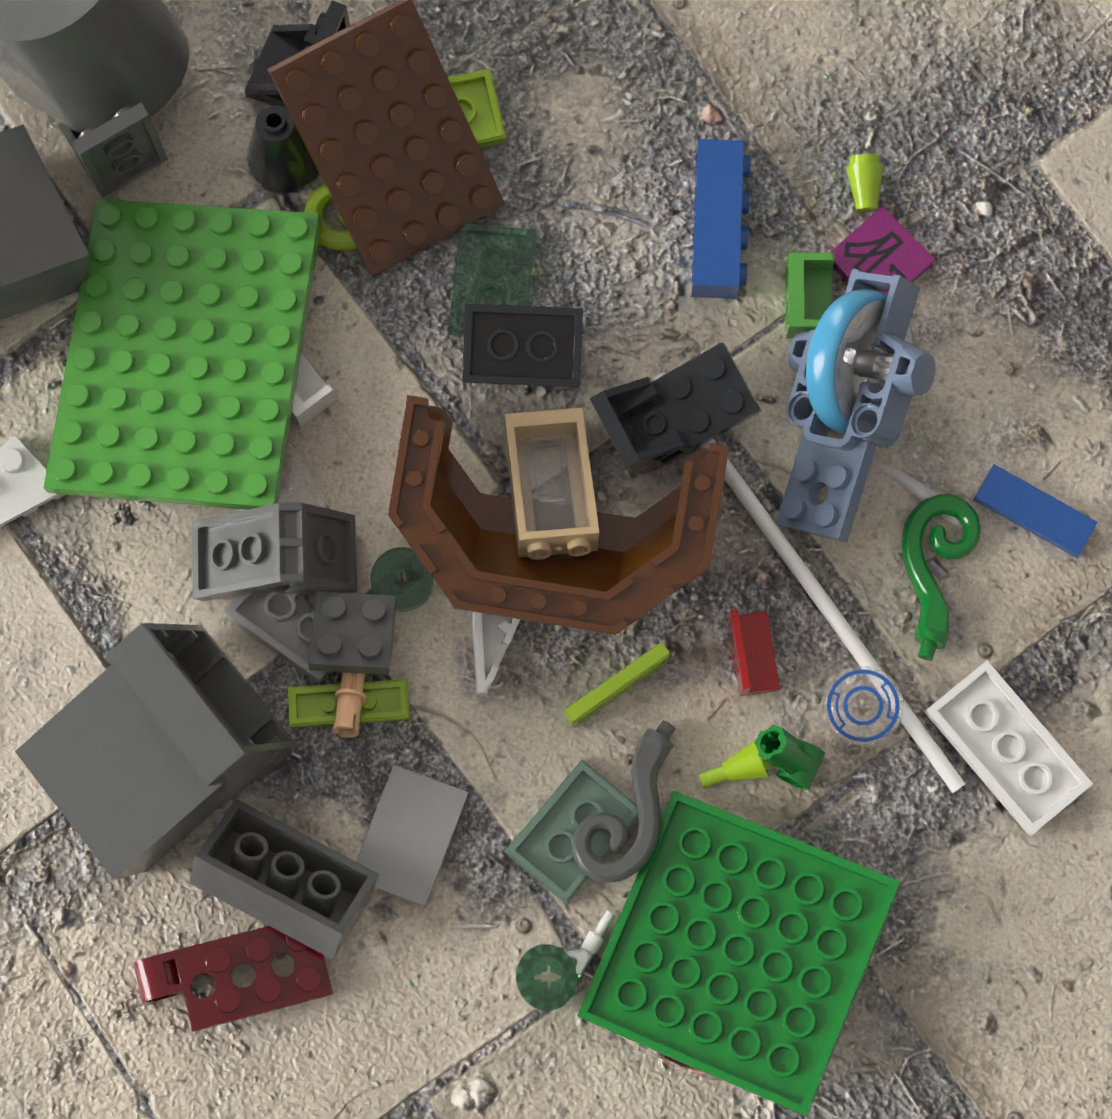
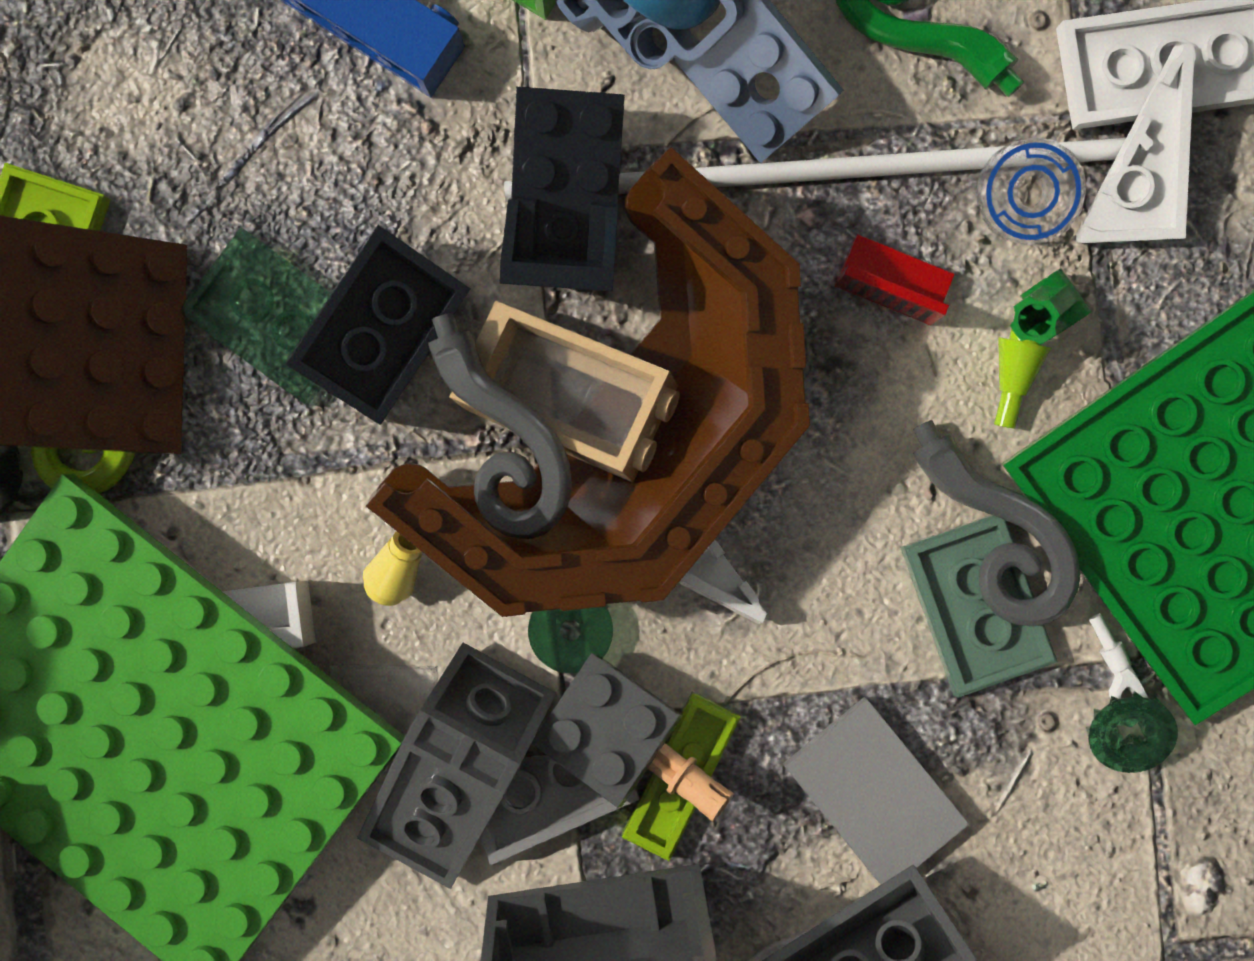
camera: 60 degrees left, 10 degrees up
(374, 445) = (392, 572): none -> light yellow cone
(522, 415) = (466, 377): none -> dark grey plant
(617, 685) = (845, 456): lime tile -> none
(914, 776) = (1150, 176): none -> white wing

